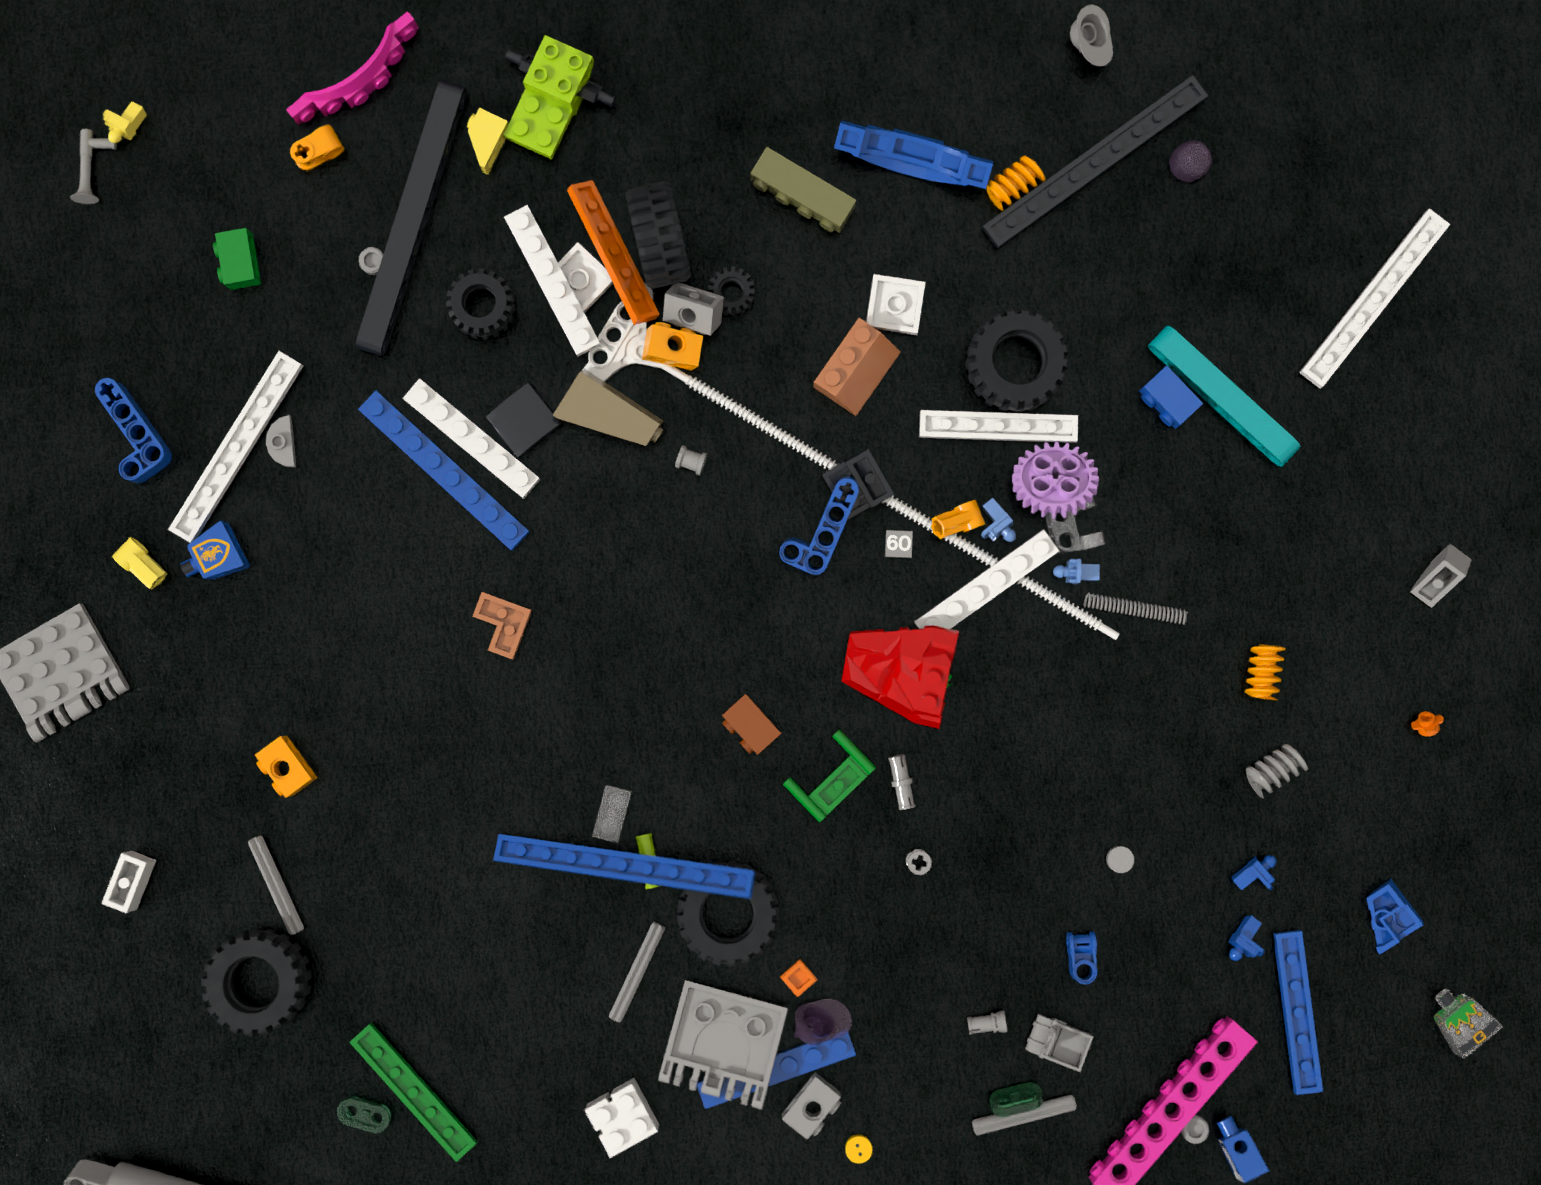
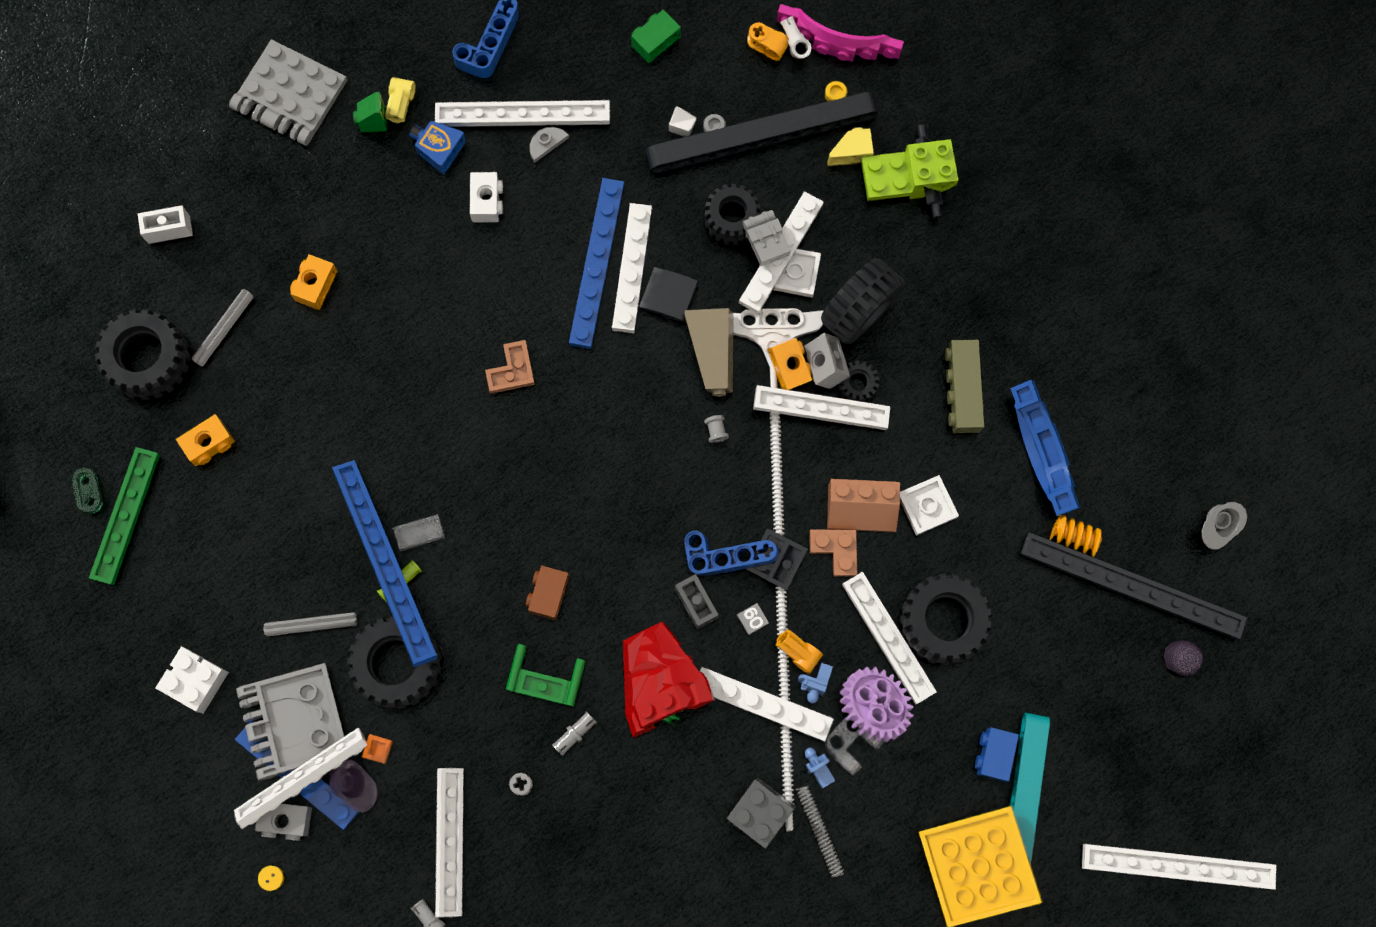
camera: 50 degrees right, 10 degrees down
(139, 602) = (371, 114): none -> green slope
(288, 537) = (485, 184): none -> white brick
(332, 118) = (795, 37): none -> white pin
(349, 291) = (682, 122): none -> white slope
(380, 984) = (192, 441): none -> light orange brick
(415, 115) = (835, 90): none -> yellow tile
(530, 286) = (766, 237): none -> light grey piece
(613, 252) = (829, 281): orange plate -> none
(735, 344) = (821, 407): none -> white plate
(786, 1068) = (299, 778): none -> white plate
(850, 588) = (696, 601): none -> dark grey brick
(881, 413) = (840, 544): none -> nougat plate
(930, 961) = (449, 842): none -> white plate
(1087, 652) = (761, 812): none -> dark grey brick
(1262, 481) = (980, 866): none -> yellow plate

